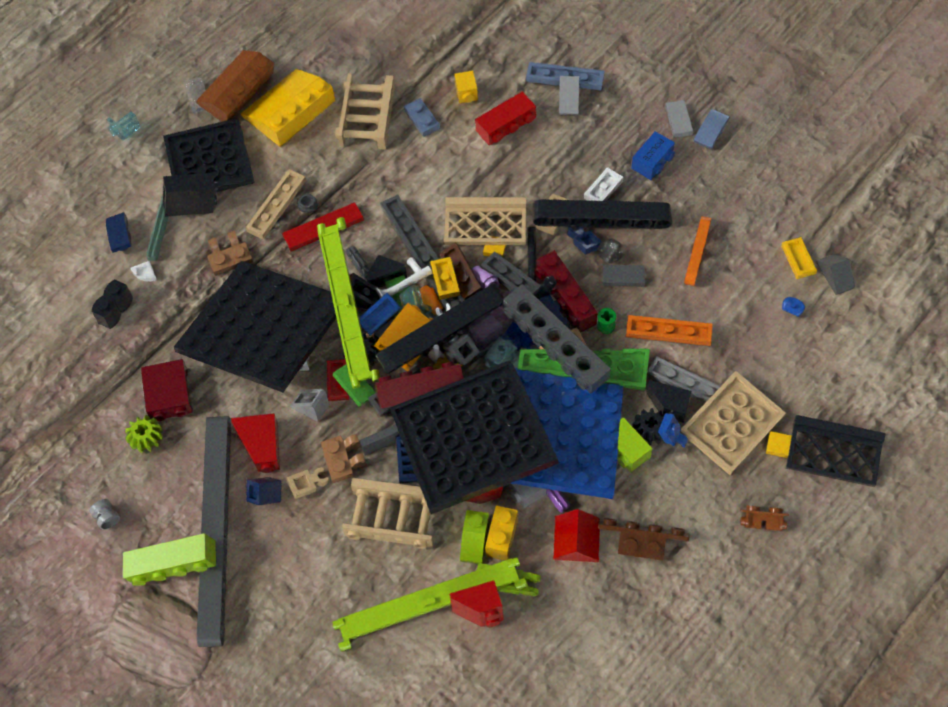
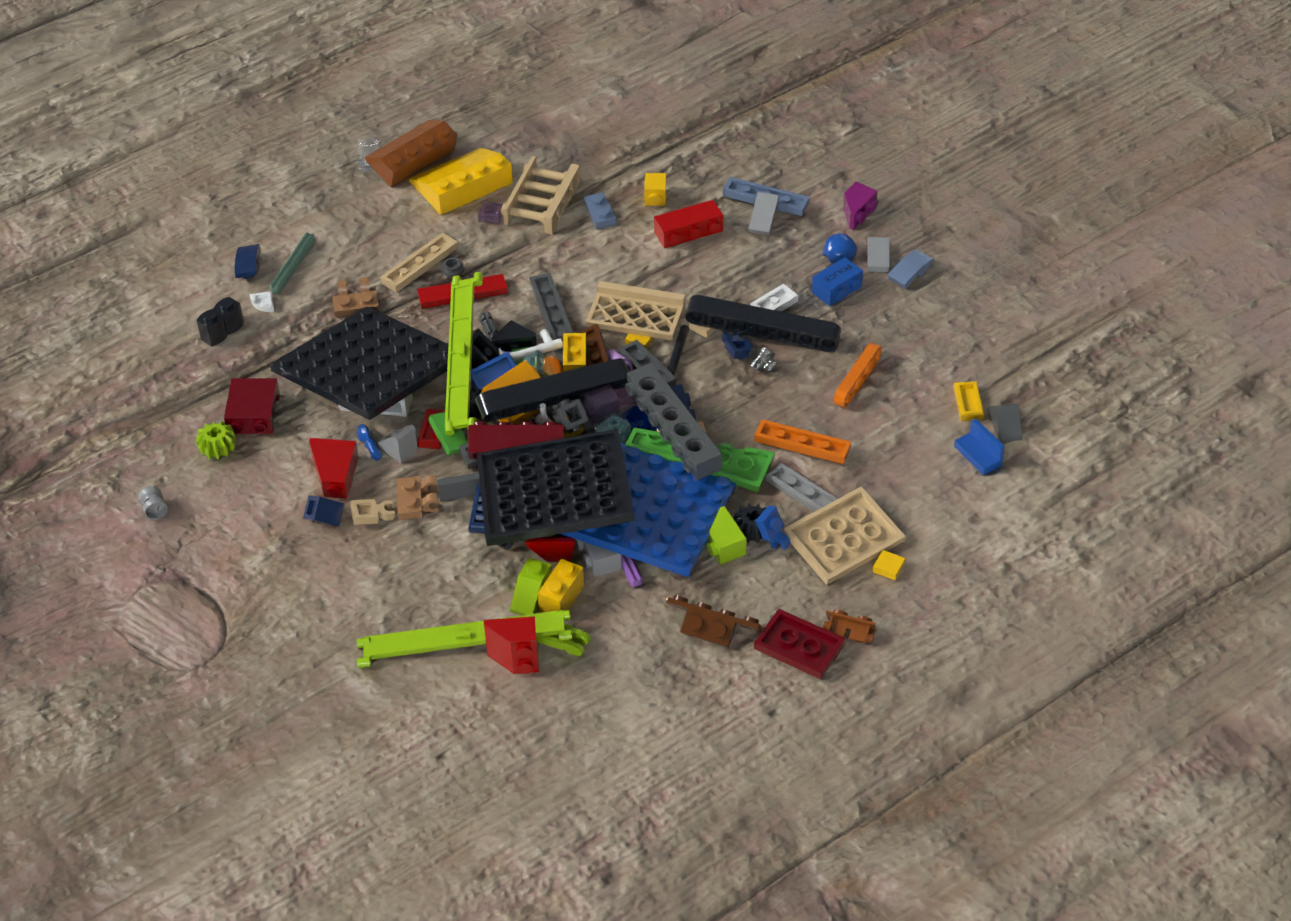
camera: 10 degrees right, 15 degrees down
(124, 127) = (283, 169): clear light blue bracket -> none
(169, 559) = (206, 548): lime brick -> none
(189, 194) = (330, 235): black brick -> none
(213, 150) = (361, 212): black plate -> none
(214, 524) = (260, 538): dark grey beam -> none
(277, 400) = (364, 435): none -> blue piece
(325, 138) = (490, 213): none -> clear purple plate
(385, 492) = (448, 533): tan fence -> none
(546, 287) = (679, 375): black axle -> none
(567, 292) = (701, 387): dark red brick -> none
(576, 537) = (641, 609): red slope -> none
(605, 315) = (737, 417): green bush -> none
(623, 275) = (770, 385): dark grey tile -> none
(644, 119) = (838, 247): none -> blue hair
(647, 69) = (859, 203): none -> magenta slope
(669, 399) = (789, 502): black slope -> none
(725, 545) = (799, 643): none -> dark red plate
(793, 306) = (946, 442): blue piece -> none
(825, 307) = (981, 448): none -> blue panel
(833, 432) = (960, 564): black fence -> none

